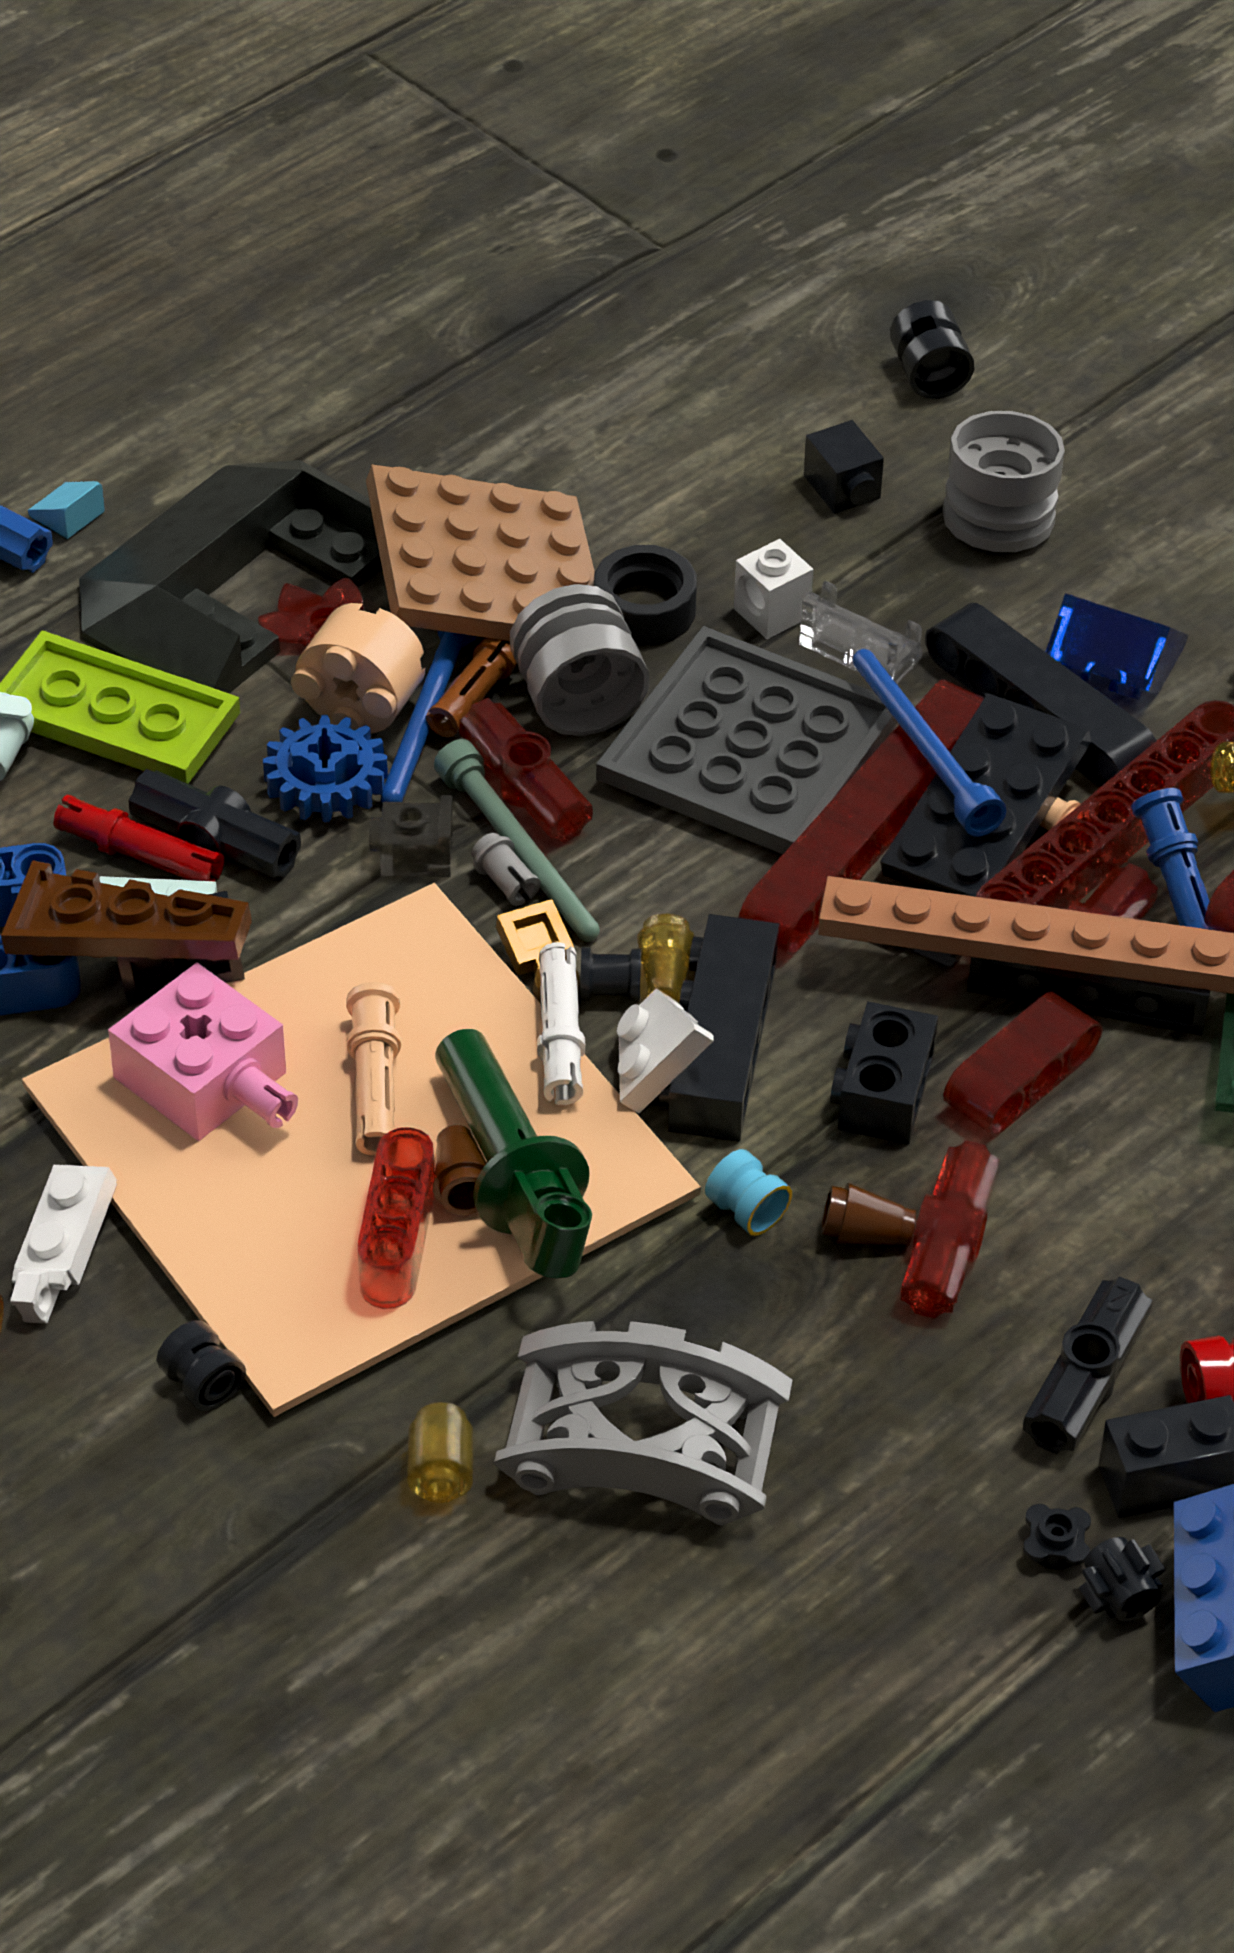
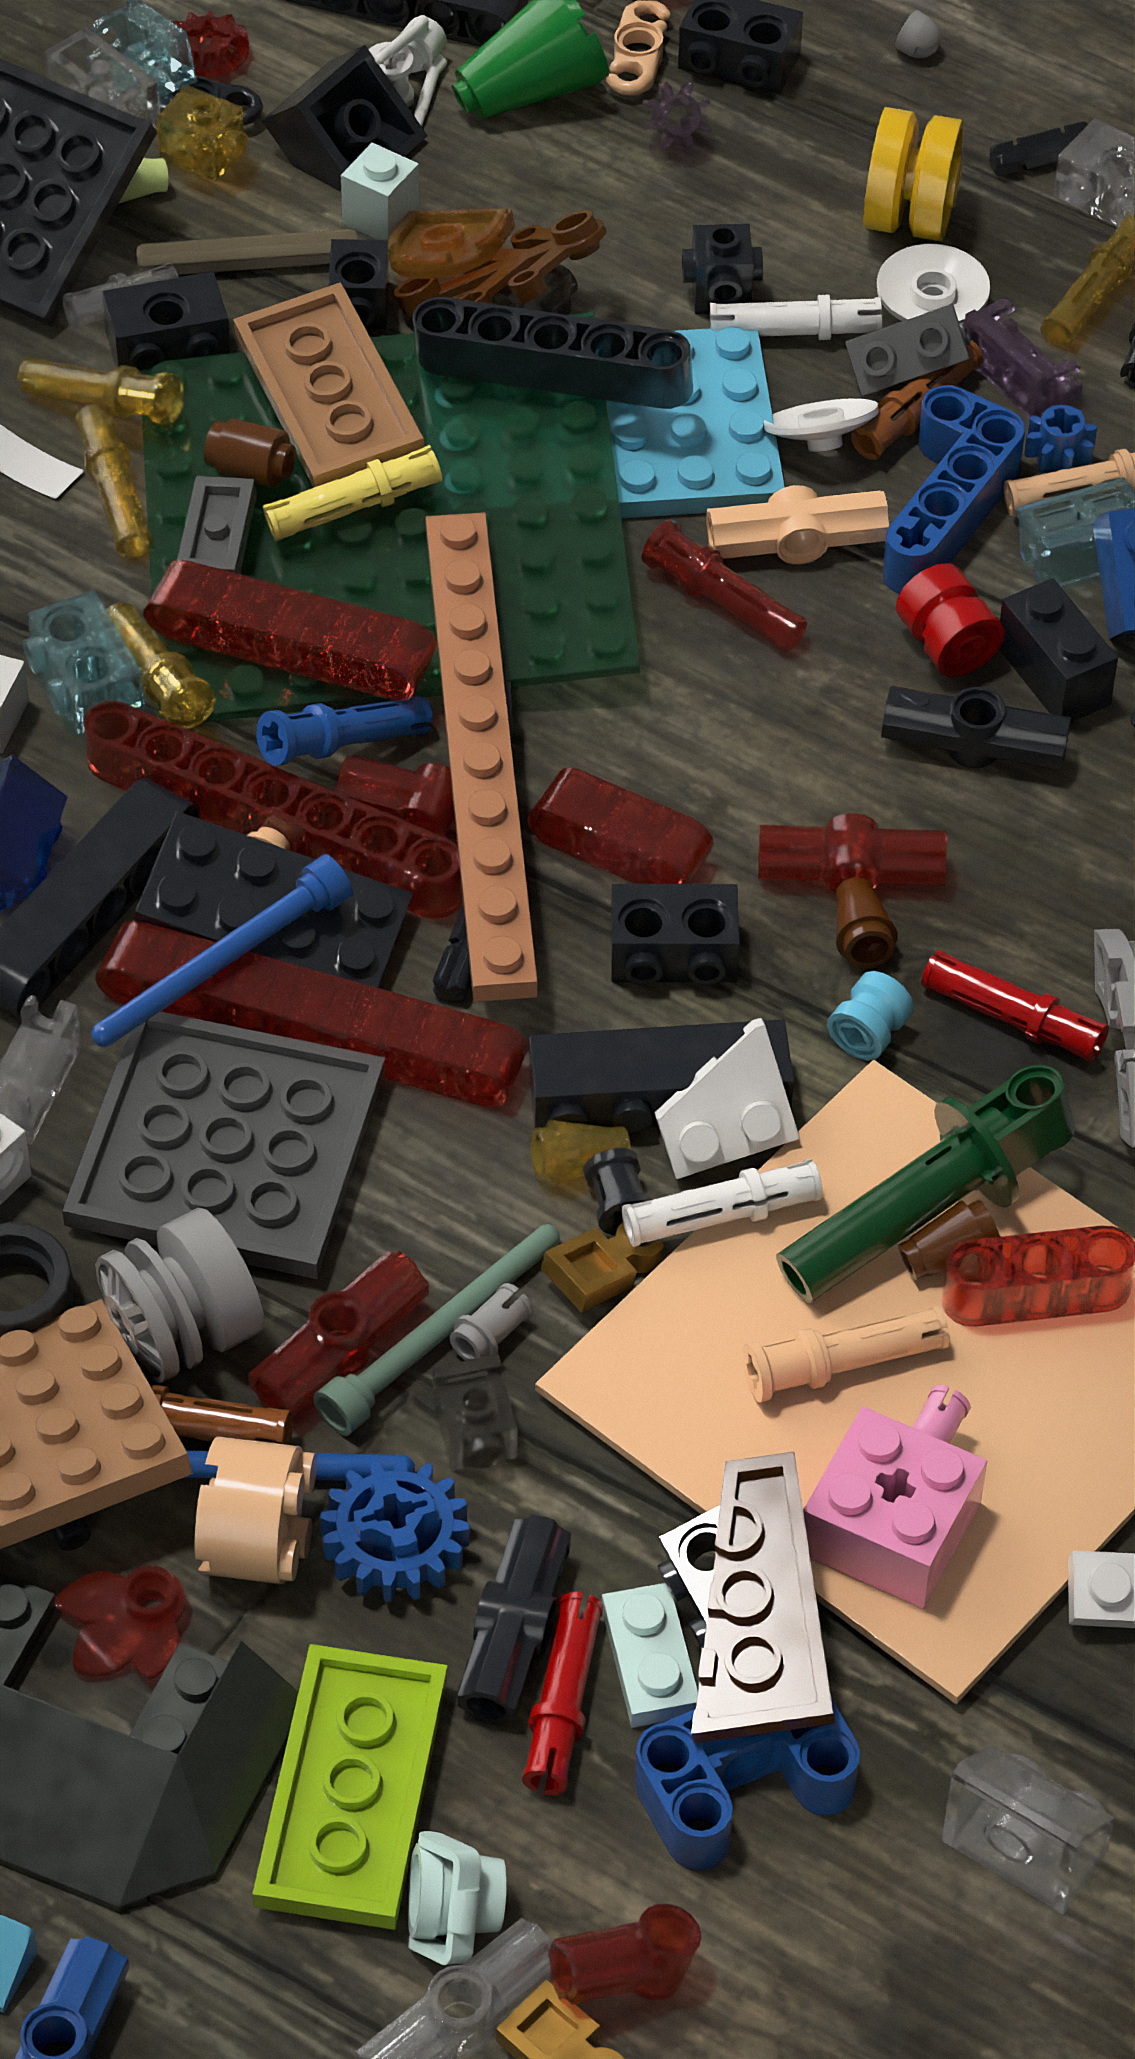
camera: 105 degrees left, 5 degrees up
(716, 1322) = (1036, 1015): none -> red pin

